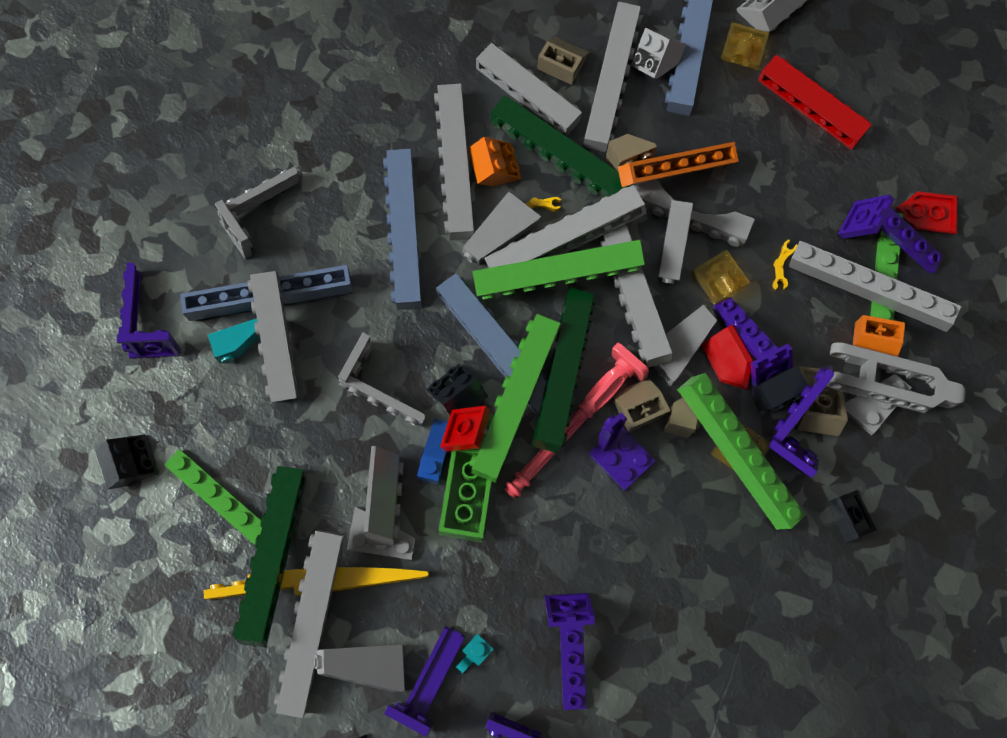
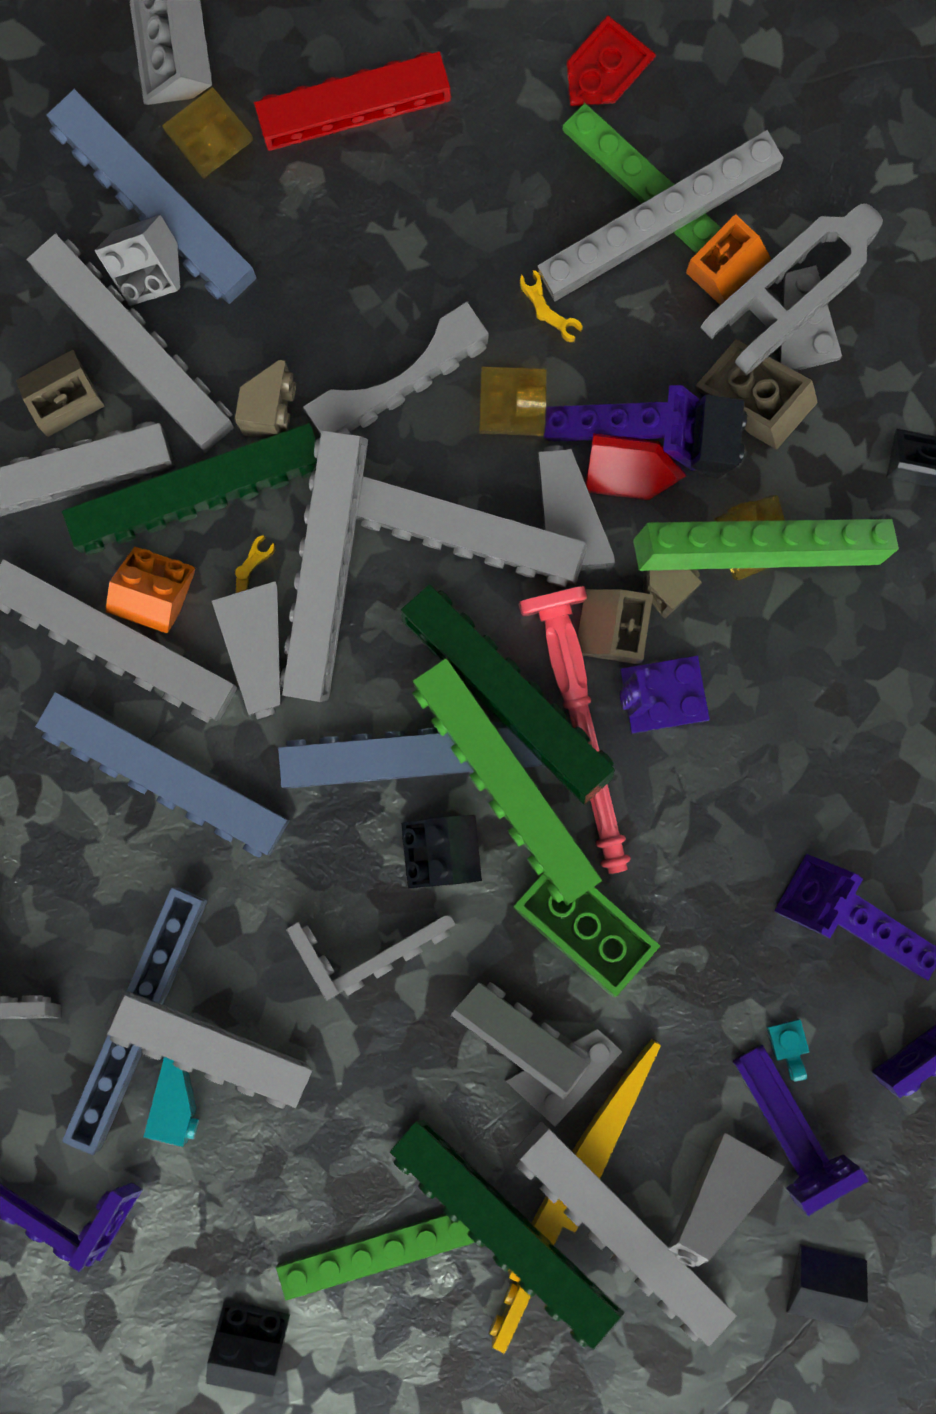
camera: 55 degrees left, 10 degrees up
(433, 457) = (501, 929): blue slope -> none
(465, 428) = (507, 877): red plate -> none
(558, 268) = (369, 609): bright green brick -> none
(675, 241) = (430, 428): light grey slope -> none
(677, 164) = (326, 349): orange brick -> none
(788, 446) = (792, 477): dark purple bracket -> none
(876, 213) = (568, 145): dark purple bracket -> none

